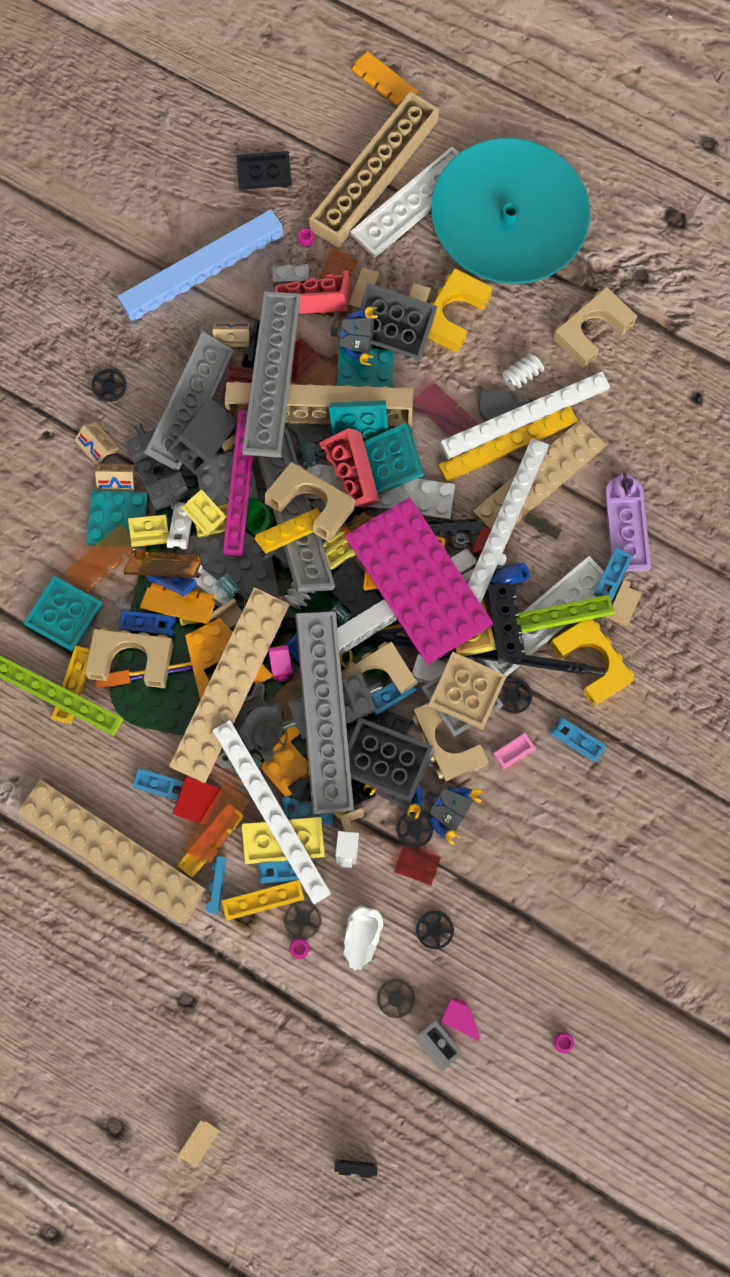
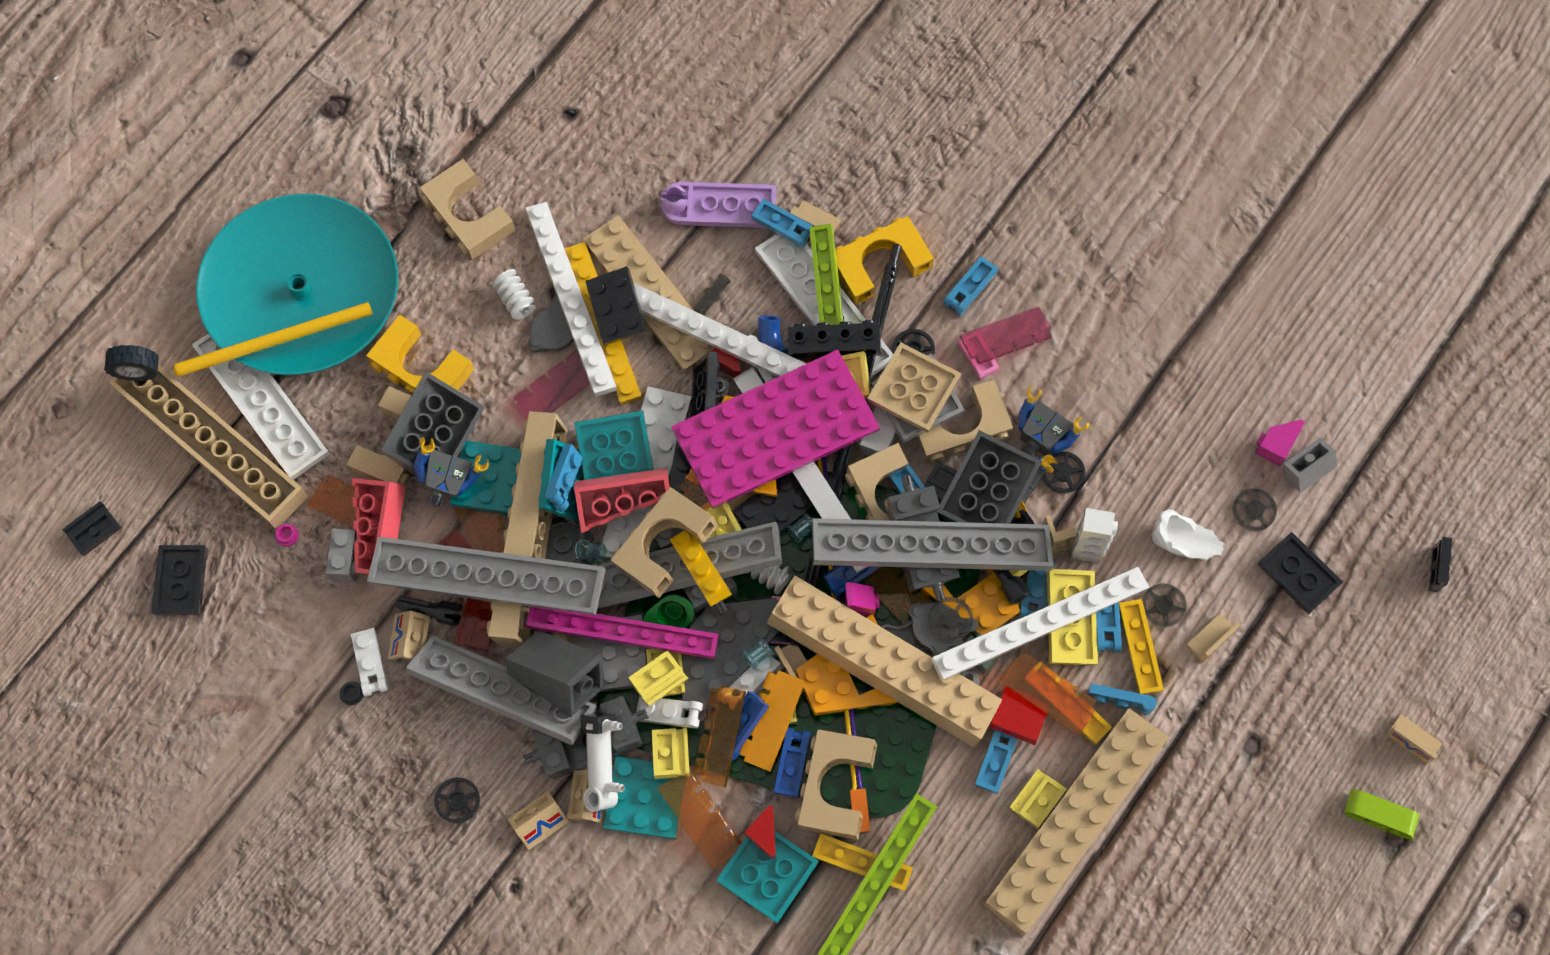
camera: 80 degrees left, 5 degrees down
(87, 605) = (762, 832): none -> red slope
(129, 820) = (1038, 799): none -> light yellow plate
(130, 1112) = (1381, 814): none -> lime beam
(155, 472) = (601, 790): none -> white piece
(185, 300) = (351, 693): none -> black plate
(200, 265) = (306, 671): light blue brick -> none
(210, 310) = (369, 661): none -> white plate
(276, 962) = (1212, 637): none -> tan panel
(298, 105) = (92, 528): none -> black plate
(299, 948) = (1197, 610): dark pink plate -> none
(339, 1039) = (1300, 573): none -> black plate
(357, 419) = (563, 477): none -> dark azure plate
(382, 78) = (68, 421): light orange windscreen -> none
(417, 865) = (1105, 473): clear red plate -> none
(421, 98) = (131, 363): none -> black wheel
(435, 930) = (1179, 461): black wheel -> none
(458, 199) = (272, 339): none -> yellow piece
(518, 448) = (616, 305): none -> black plate
(539, 777) = (1003, 333): none -> clear pink windscreen
(563, 1042) = (1305, 339): dark pink plate -> none

